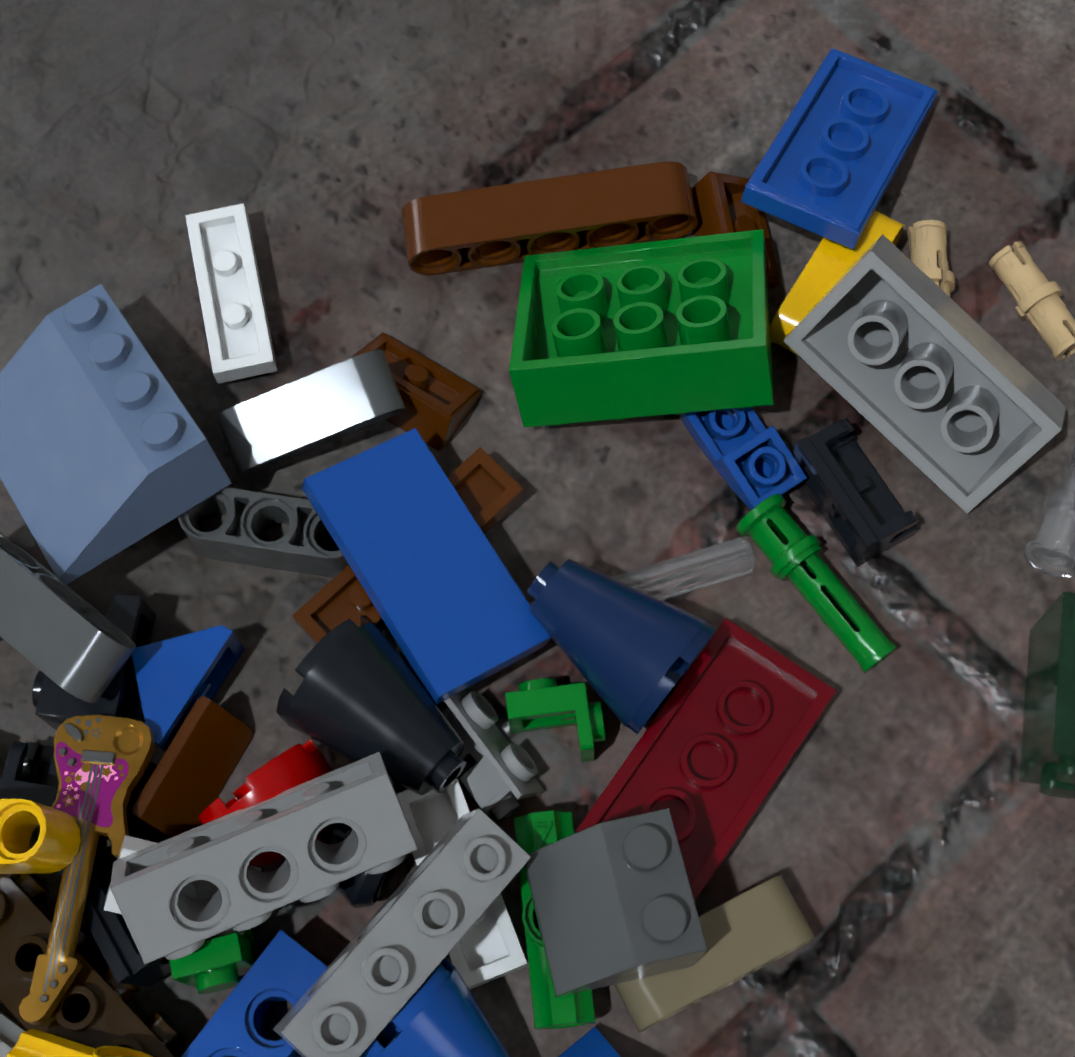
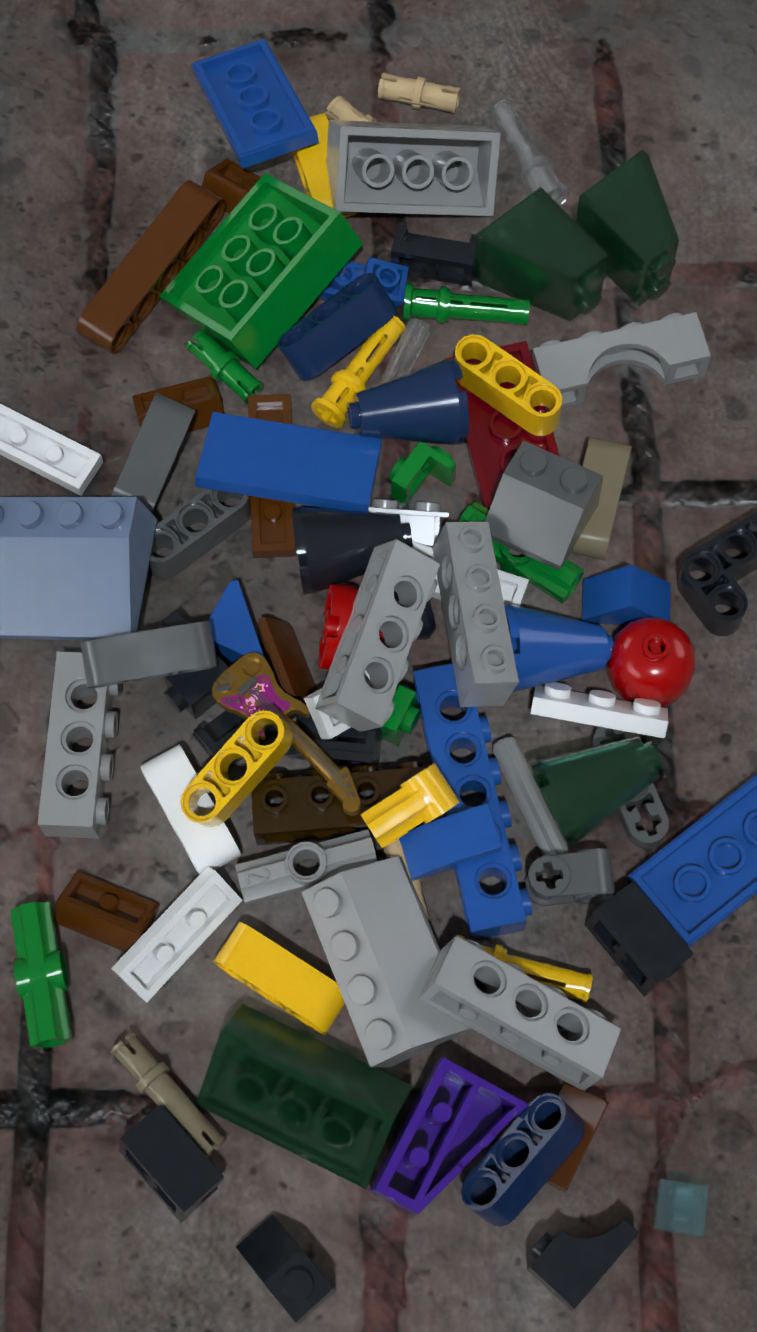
camera: 50 degrees left, 0 degrees up
(496, 395) = (224, 365): none -> green pin
(650, 467) = (337, 326): none -> dark blue beam
(704, 525) = (353, 379): none -> yellow pin
(755, 690) = (516, 402): none -> yellow beam
(954, 616) = (541, 257): none -> clear green slope
(993, 871) = (667, 347): none -> light grey arch

